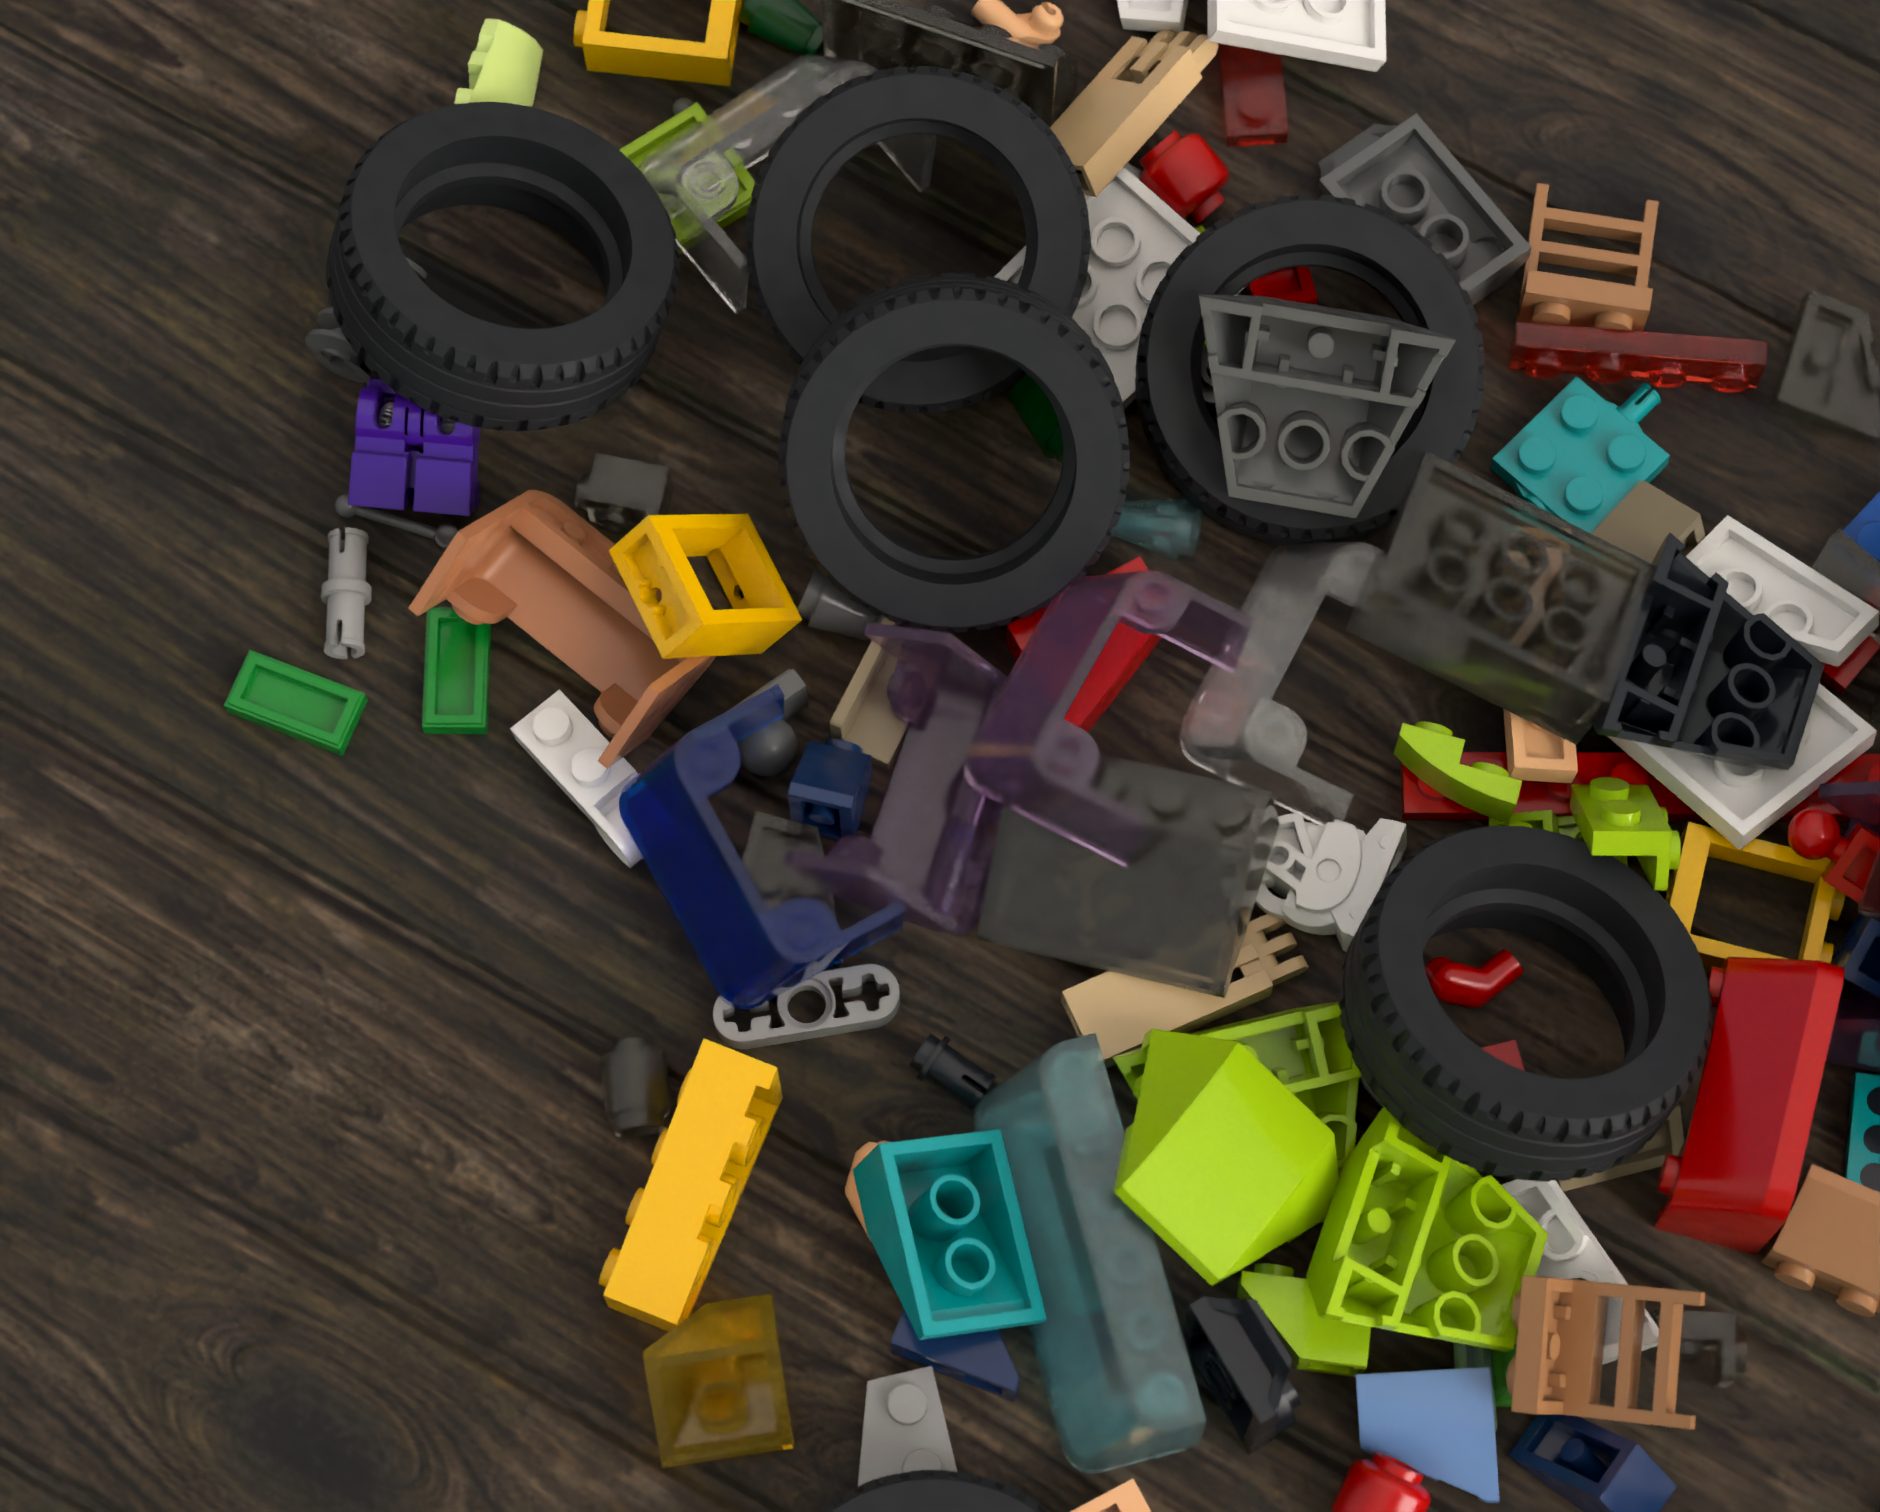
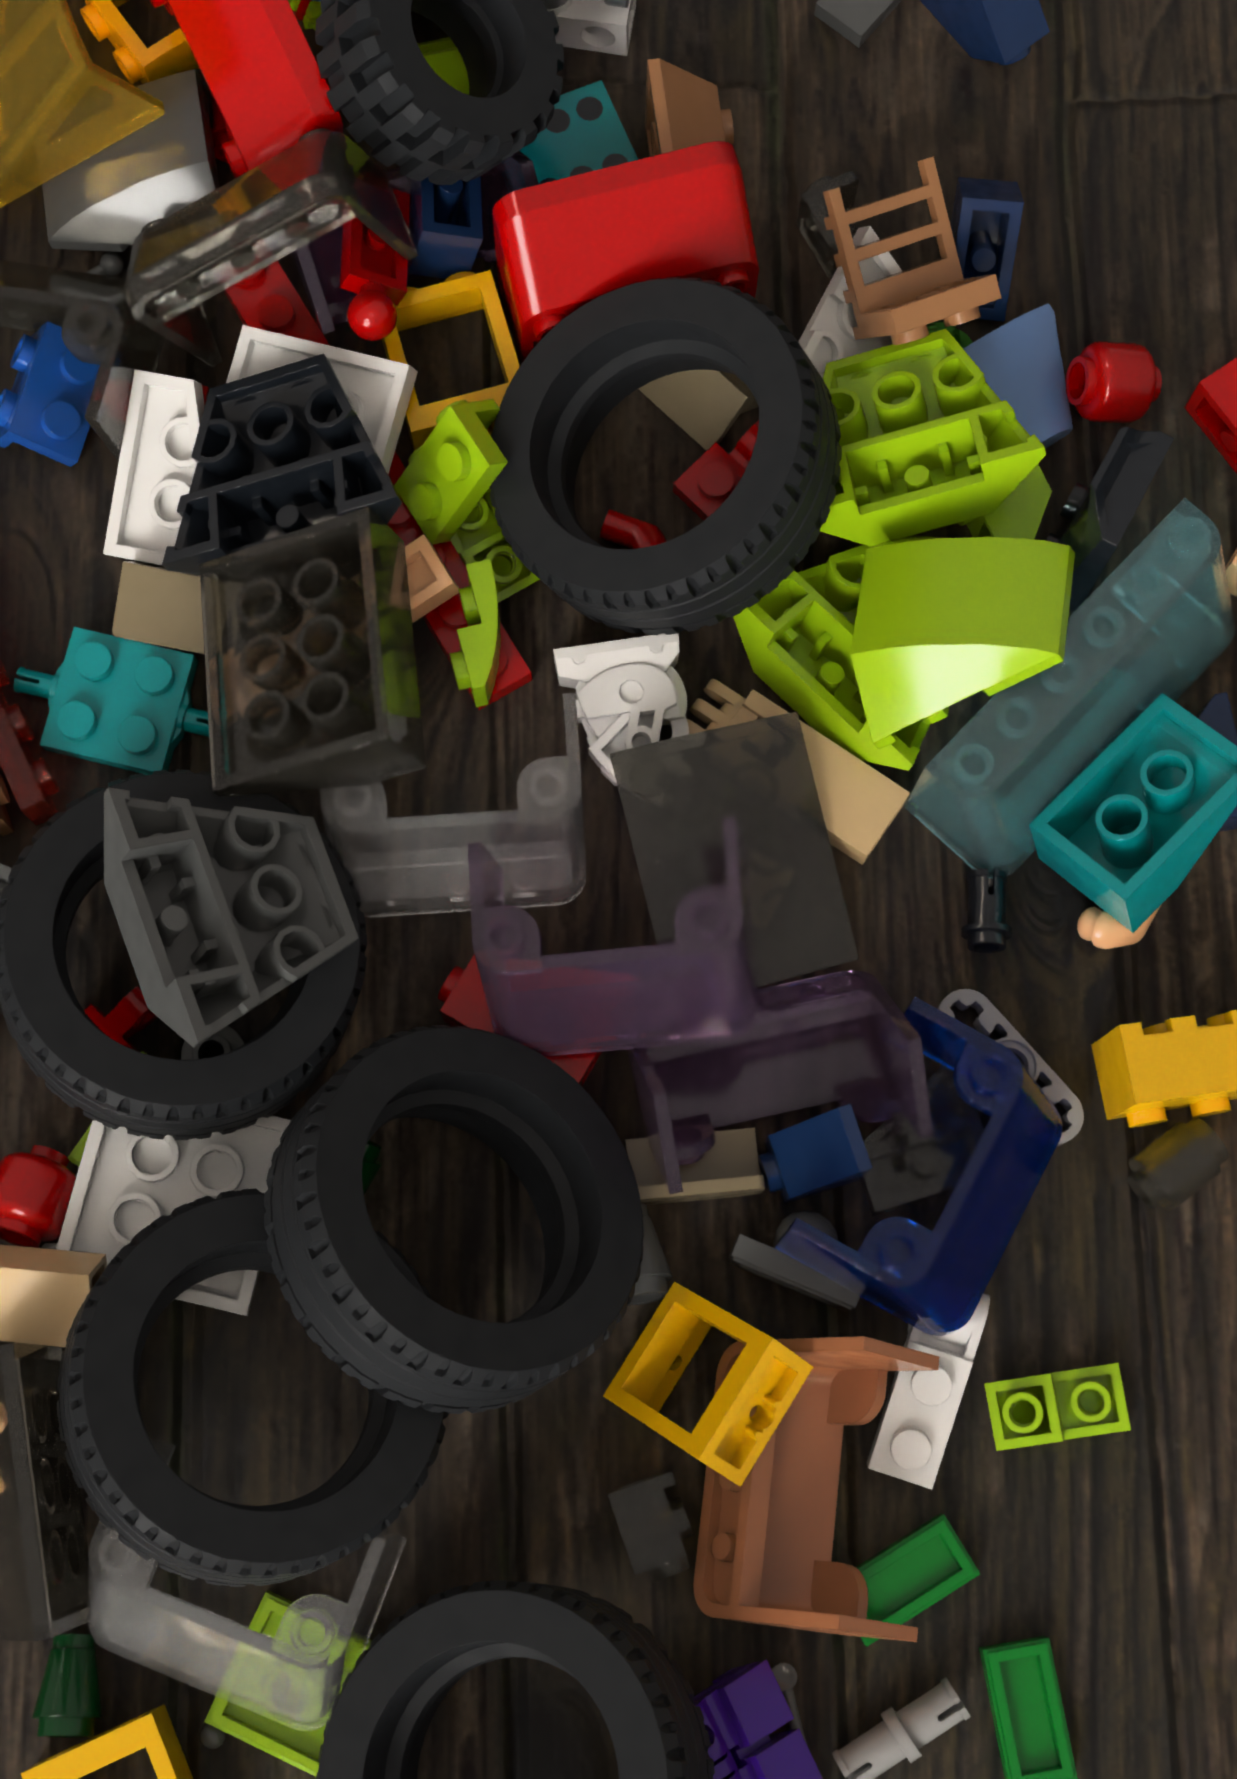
camera: 125 degrees left, 5 degrees up
(507, 872) = (1057, 1406): none -> lime slope
(1160, 526) = (387, 1010): clear light blue cone -> none

